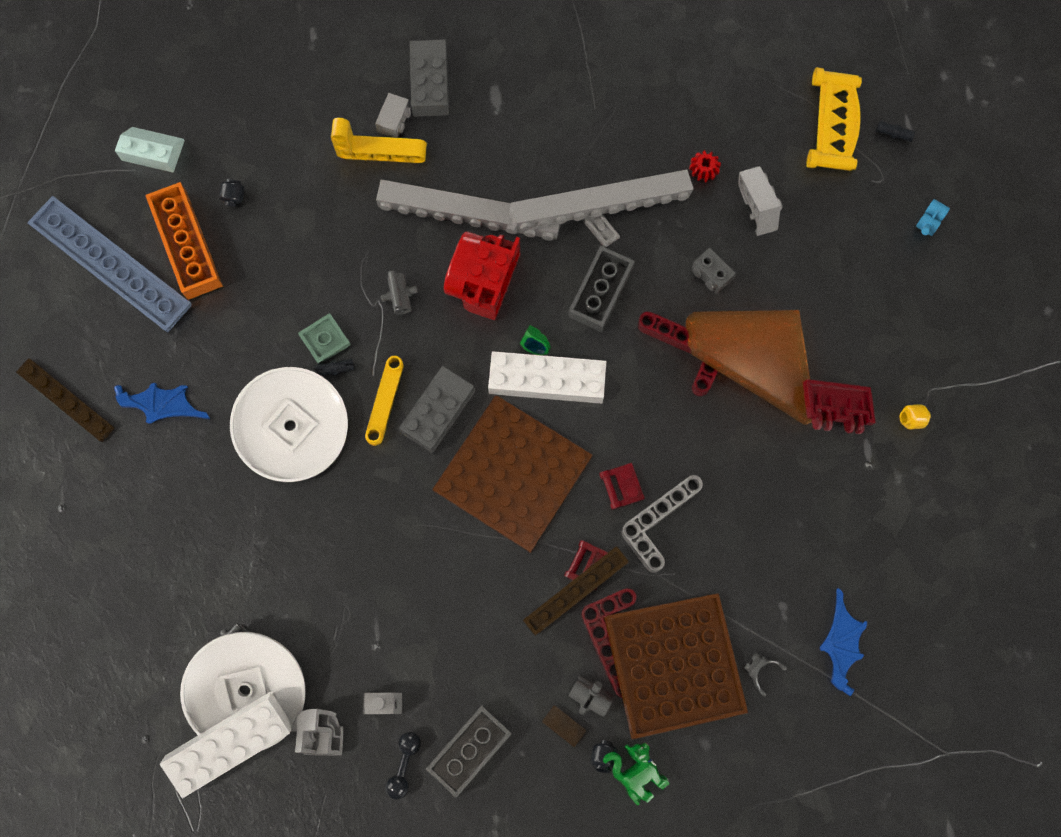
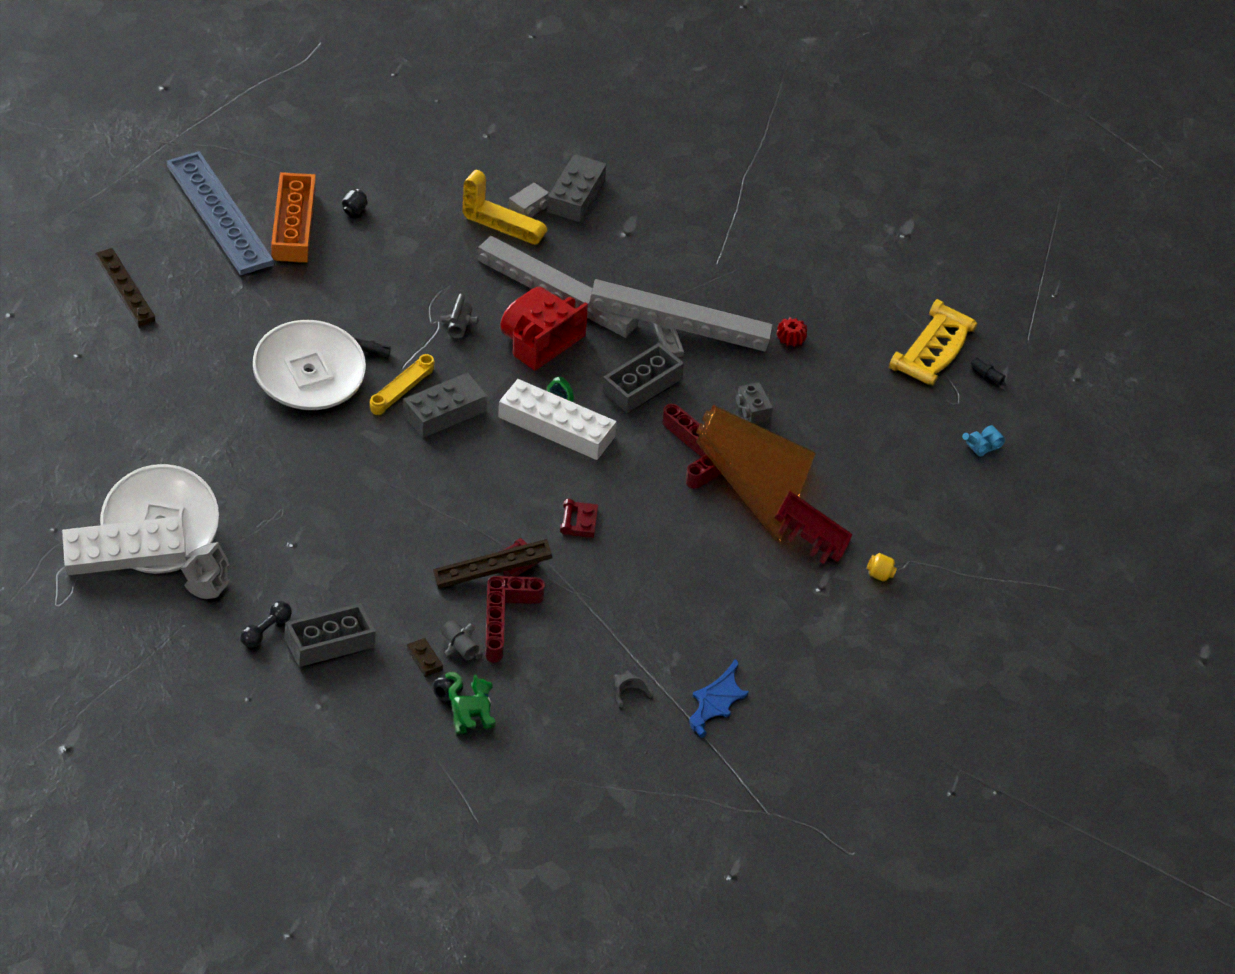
camera: 20 degrees right, 30 degrees down
(149, 149) = (300, 152): light aqua slope -> none
(159, 403) = (204, 318): blue animal -> none
(324, 339) = (375, 325): sand green plate -> none
(382, 703) = (273, 574): light grey torso -> none
(512, 473) = (486, 475): reddish brown plate -> none
(656, 517) = (599, 544): light grey beam -> none
(675, 665) = (551, 645): reddish brown plate -> none
(761, 199) = (828, 371): light grey wedge -> none

